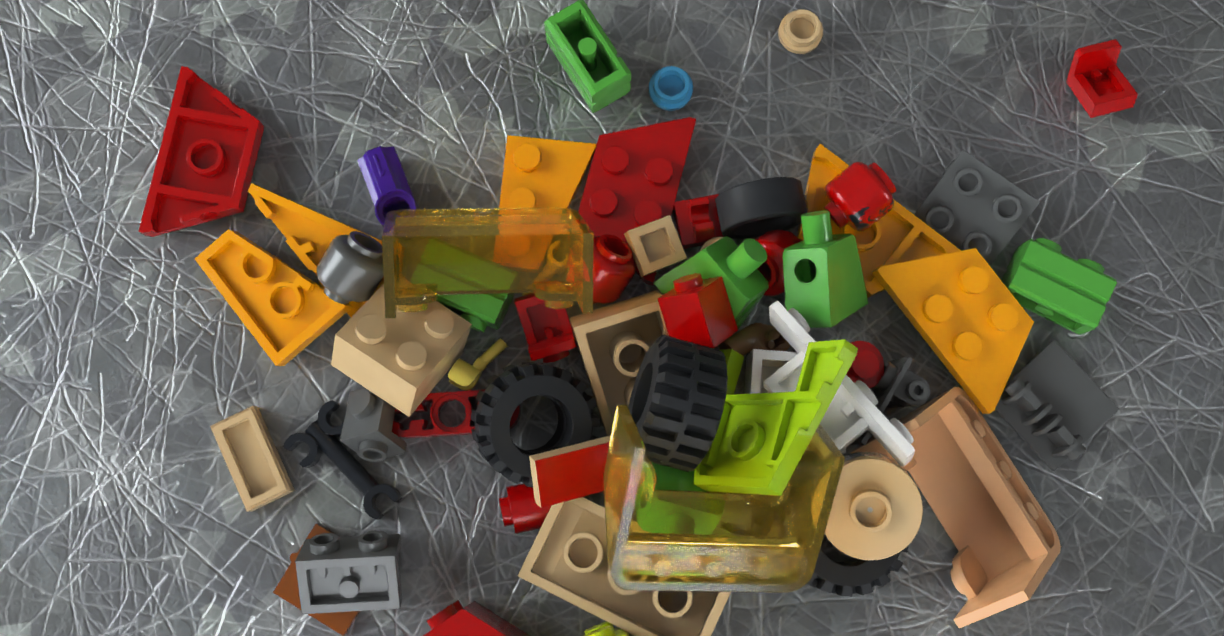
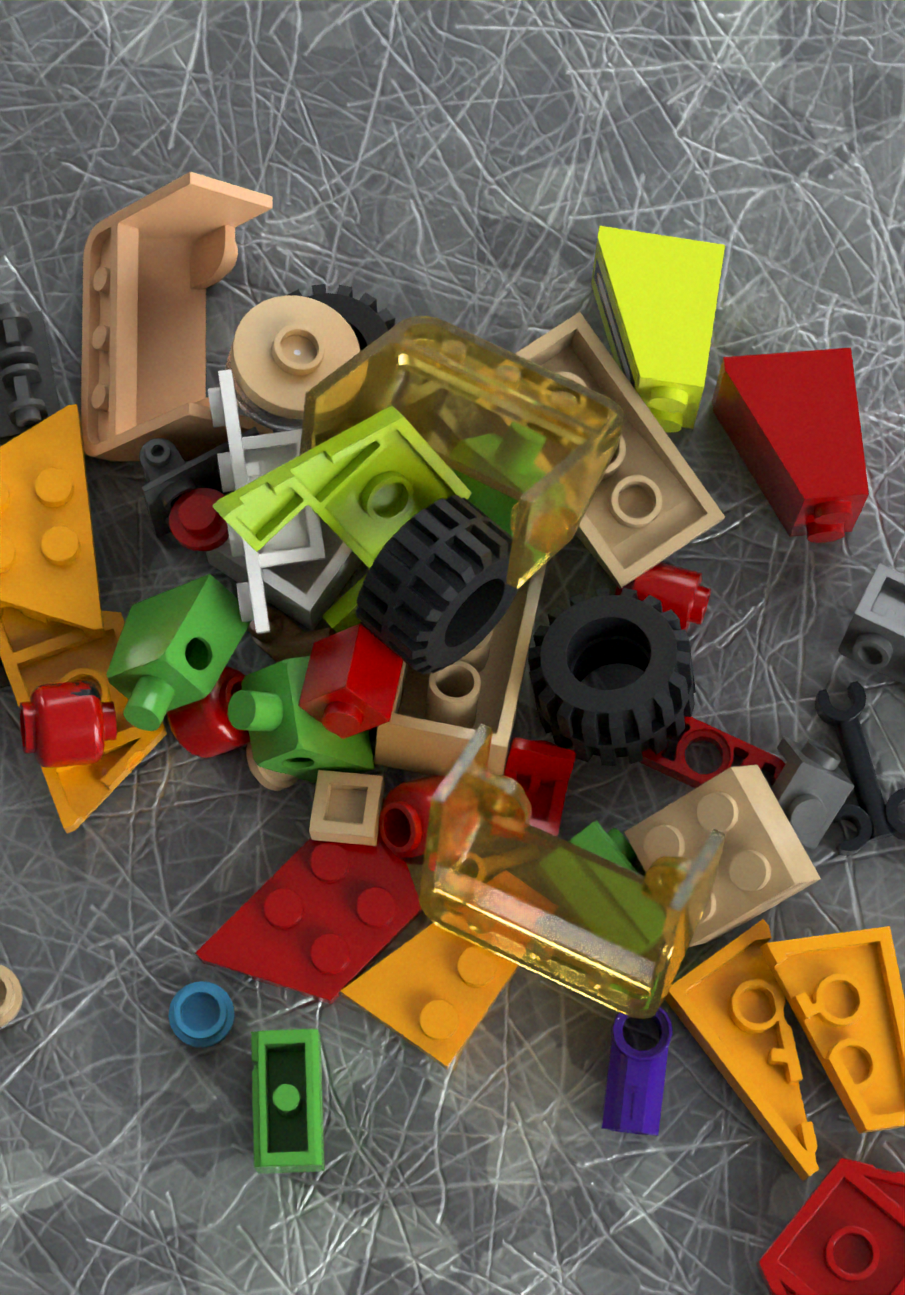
camera: 150 degrees left, 5 degrees down
(351, 268) = (734, 980): dark grey head -> none
(466, 375) = (659, 791): light yellow hand -> none
(569, 472) = (592, 587): red tile -> none
(697, 220) = (268, 823): red tile -> none
(760, 207) = (191, 780): black tyre -> none

